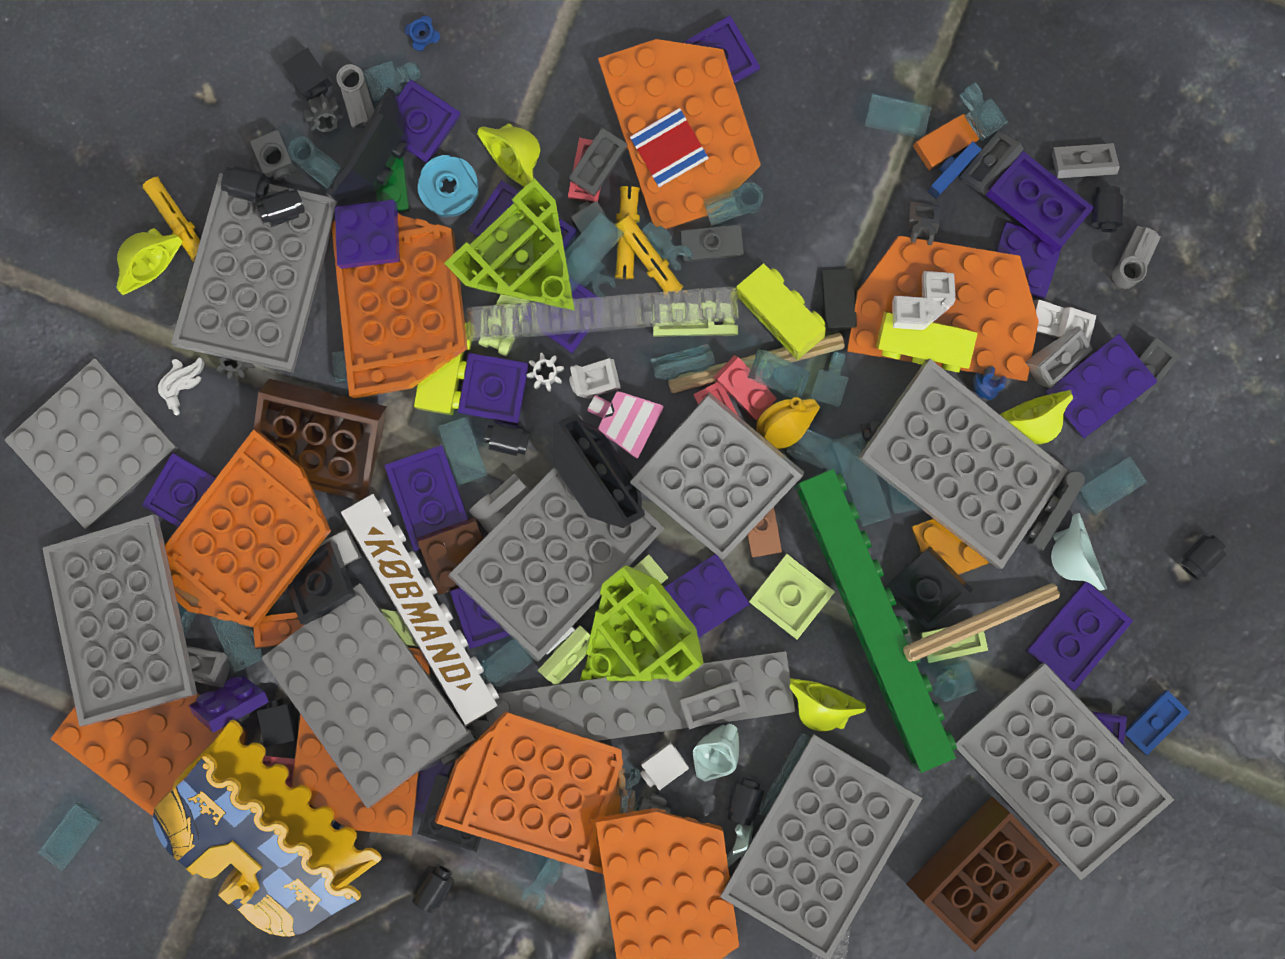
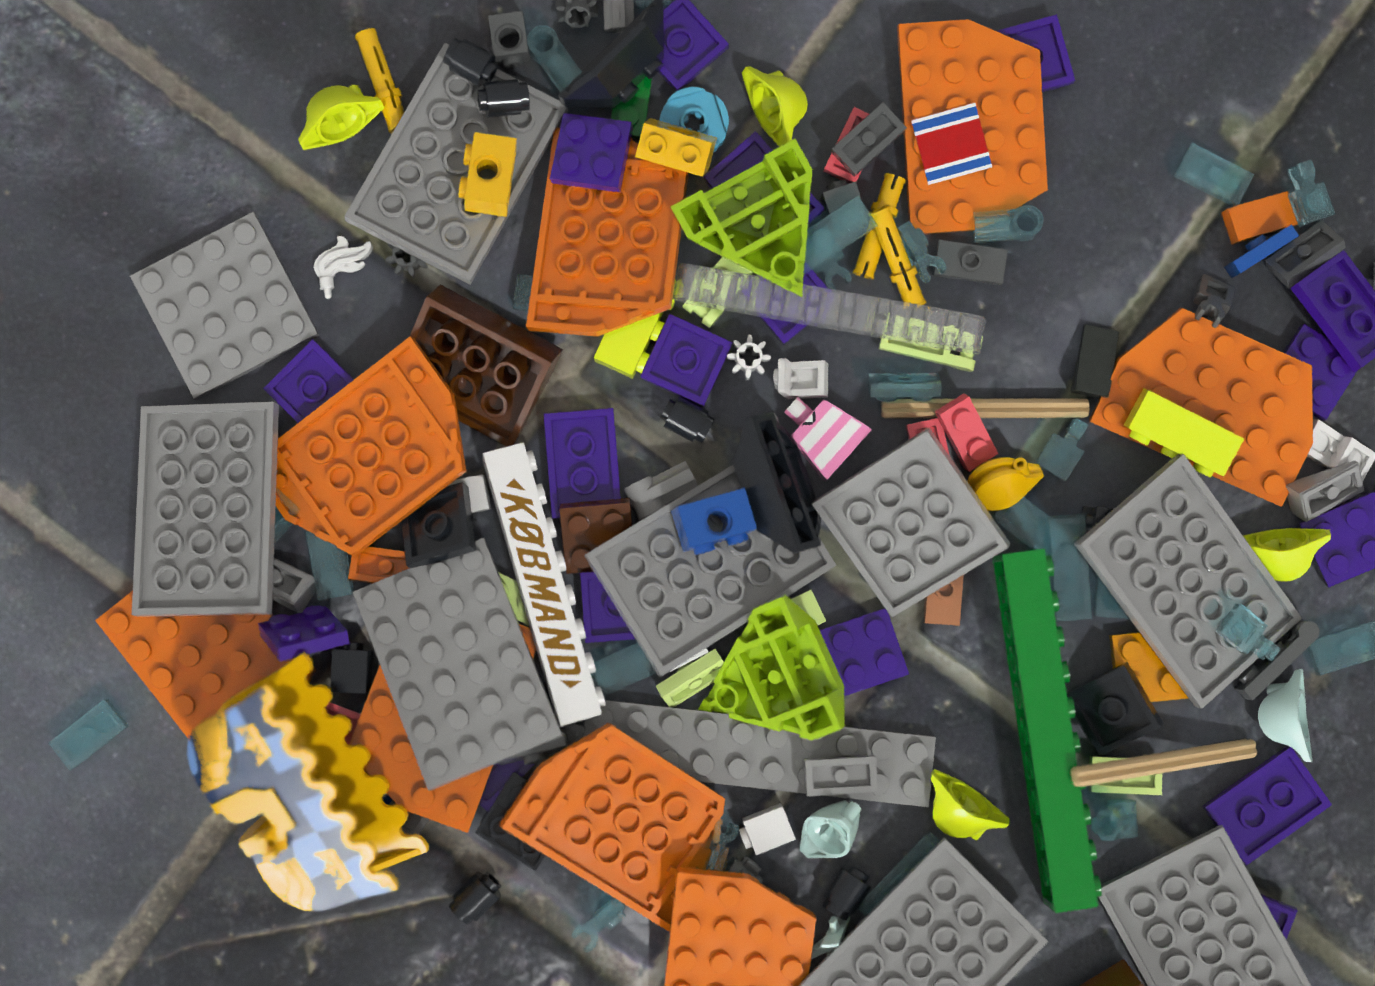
camera: 10 degrees right, 0 degrees up
(280, 257) = (492, 194): none -> yellow brick
(436, 211) = (676, 147): none -> yellow brick
(462, 450) = (634, 420): clear light blue slope -> none
(560, 503) = (730, 507): none -> blue brick
(778, 374) = (1008, 427): clear light blue plate -> none
(781, 311) = (1029, 358): neon yellow brick -> none
(791, 596) = (957, 678): yellowish green plate -> none
(920, 312) = (1185, 399): white tile -> none
(985, 386) = (1234, 501): blue plate -> none
(1021, 495) = (1245, 631): none -> clear light blue plate
(1156, 722) = (1328, 924): blue plate -> none

